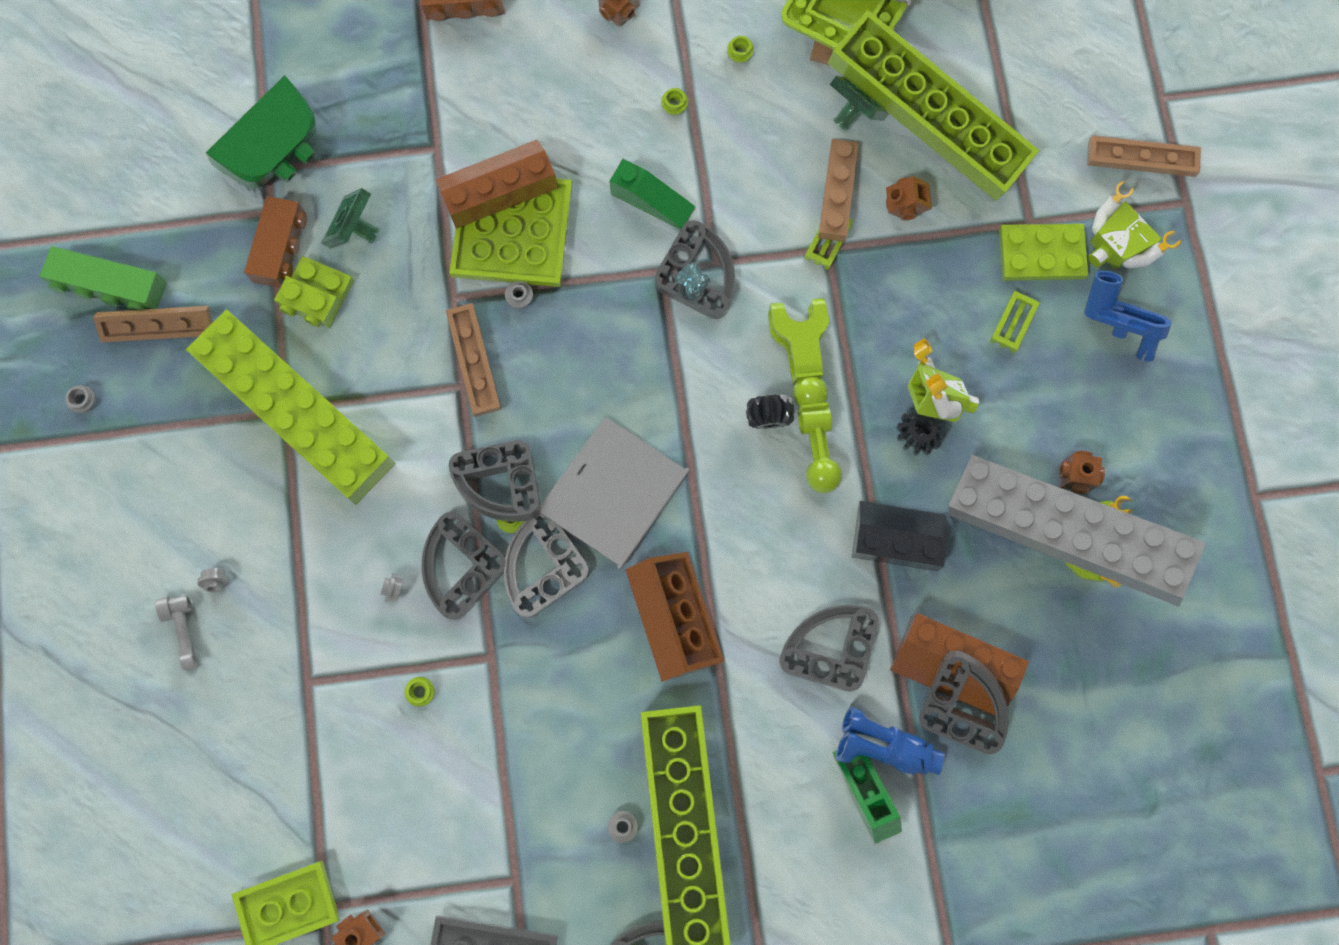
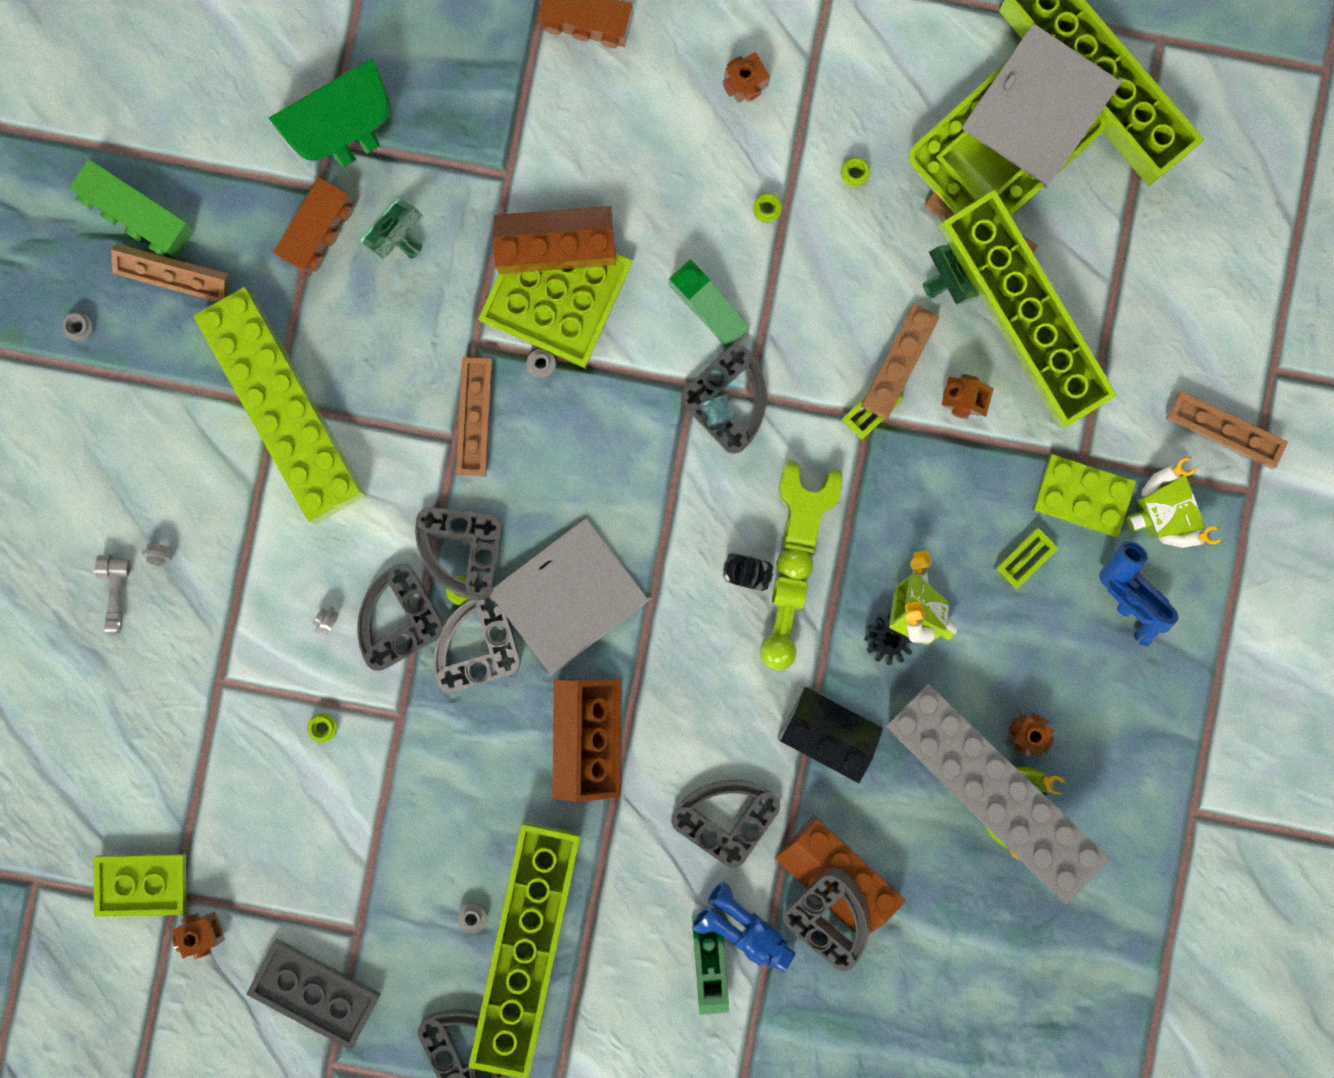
camera: 20 degrees right, 10 degrees up
(314, 292) = (337, 292): lime plate -> none

